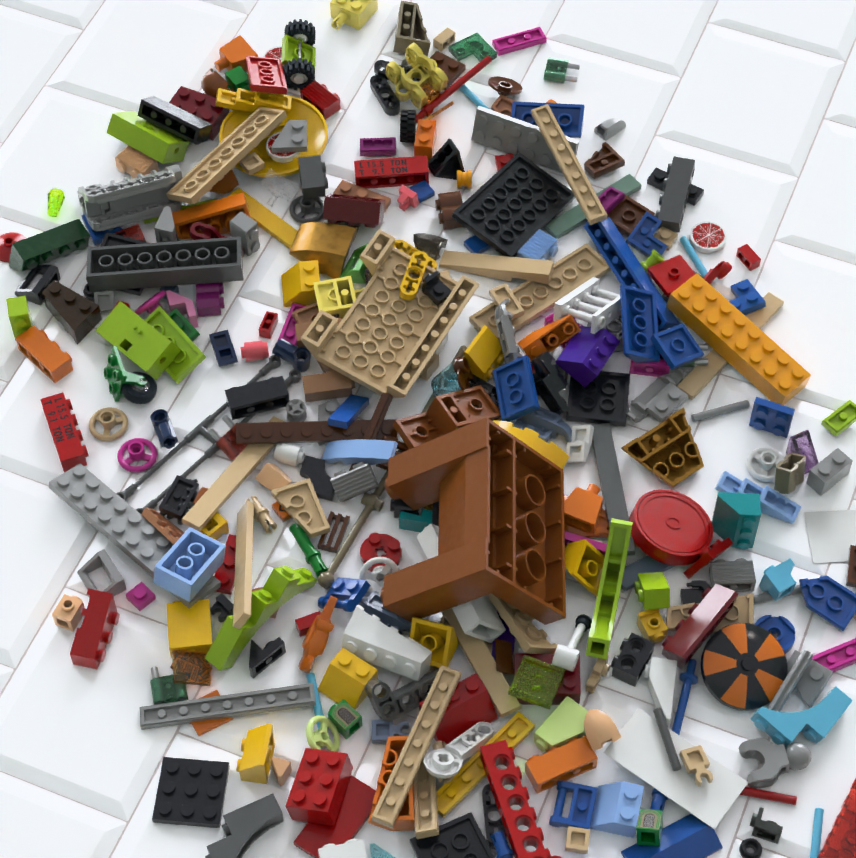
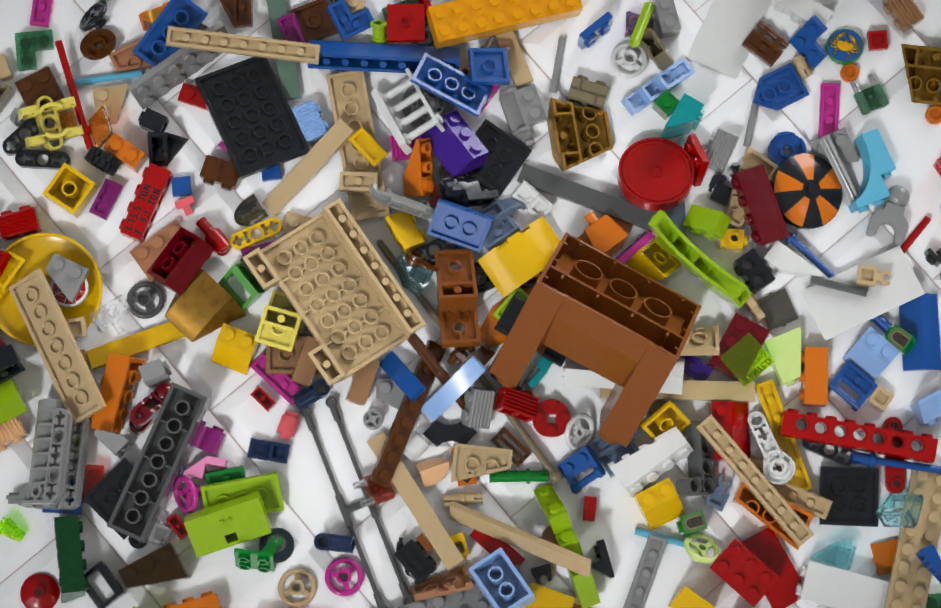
camera: 65 degrees left, 25 degrees up
(257, 397) = (345, 447): black brick -> none
(281, 769) = (712, 594): light nougat slope -> none
(312, 176) = (124, 281): dark grey brick -> none
(317, 636) = (609, 510): orange animal -> none
(368, 117) = (70, 190): none -> yellow brick
(377, 511) = (517, 403): none -> red brick
(393, 226) = (214, 237): none -> red arm
(407, 280) = (300, 242): yellow beam -> none
(435, 288) = (323, 238): black bracket -> none
(458, 116) = (112, 98): none -> tan wing
(464, 179) = (191, 142): light orange wheel -> none
(465, 145) = (153, 121): none -> black brick
(504, 656) = (704, 371): reddish brown sticker -> none
(526, 74) = (94, 18): none -> black piece
(543, 298) = (368, 147): none -> yellow tile
(567, 656) = (738, 326): white piece -> none
(599, 729) = (810, 333): light nougat brick -> none
(610, 700) = (777, 309): none -> clear smoke piece
(710, 442) = (587, 92): none -> dark tan brick
(778, 580) = (746, 118): medium azure brick -> none
(803, 448) = (641, 24): none -> lime axle

